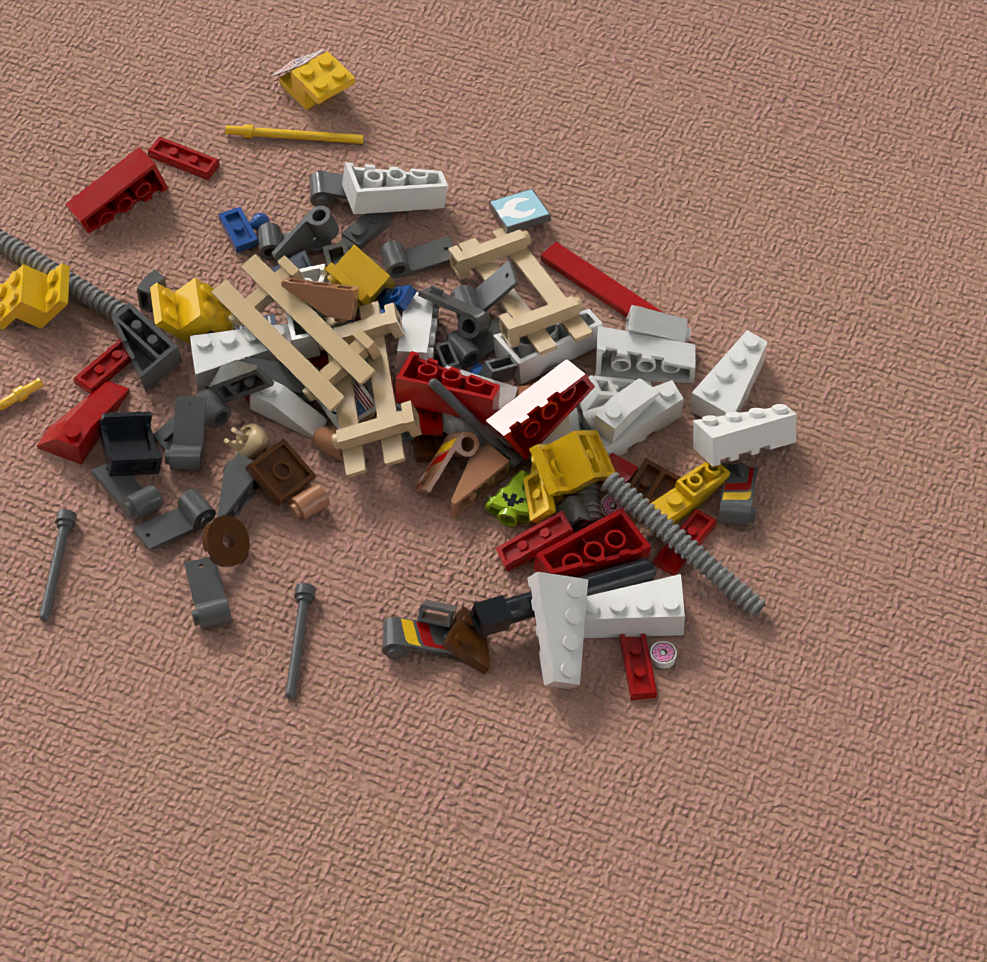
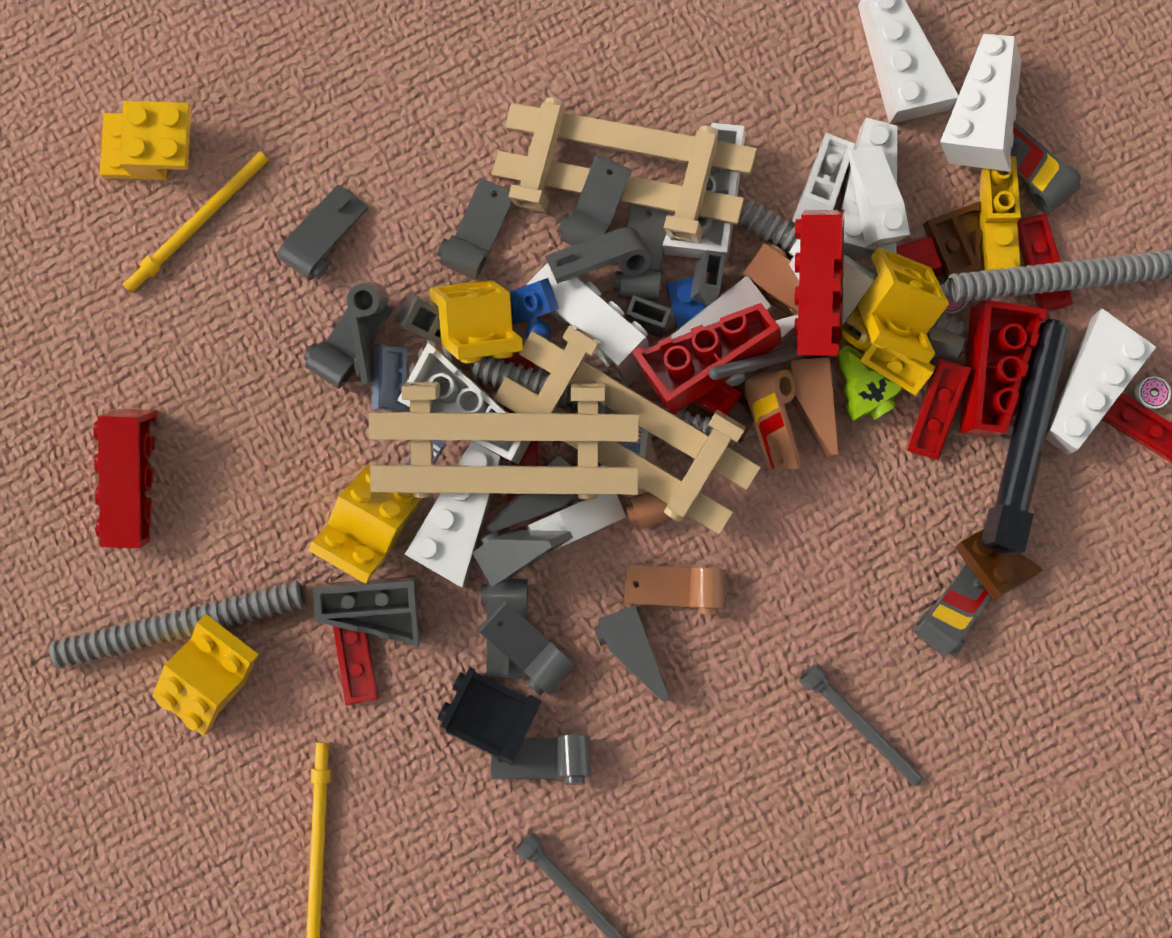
camera: 50 degrees left, 30 degrees up
(78, 429) = (414, 745): red wedge -> none
(144, 292) = (297, 540): dark grey piece -> none
(183, 158) = (128, 363): red tile -> none
(191, 515) = (622, 739): dark grey door -> none
(207, 594) = (737, 772): dark grey door -> none
(237, 537) = (710, 709): reddish brown tile -> none
(240, 229) = (285, 382): blue plate -> none
(250, 441) = (587, 592): tan piece -> none
(280, 472) = (656, 593): reddish brown tile -> none
(297, 62) = (101, 140): sticker -> none
(328, 298) = (491, 387): nougat slope -> none
(367, 228) = (390, 239): dark grey plate -> none
(393, 189) = (373, 196): white wedge -> none
(437, 619) = (947, 572): dark grey piece -> none
(520, 211) = (505, 78): tile -> none
(560, 626) = (1079, 475): white wedge -> none
(593, 280) = (671, 77): red tile -> none
(643, 356) = (805, 117): white wedge -> none
(657, 324) = (782, 77): white slope -> none

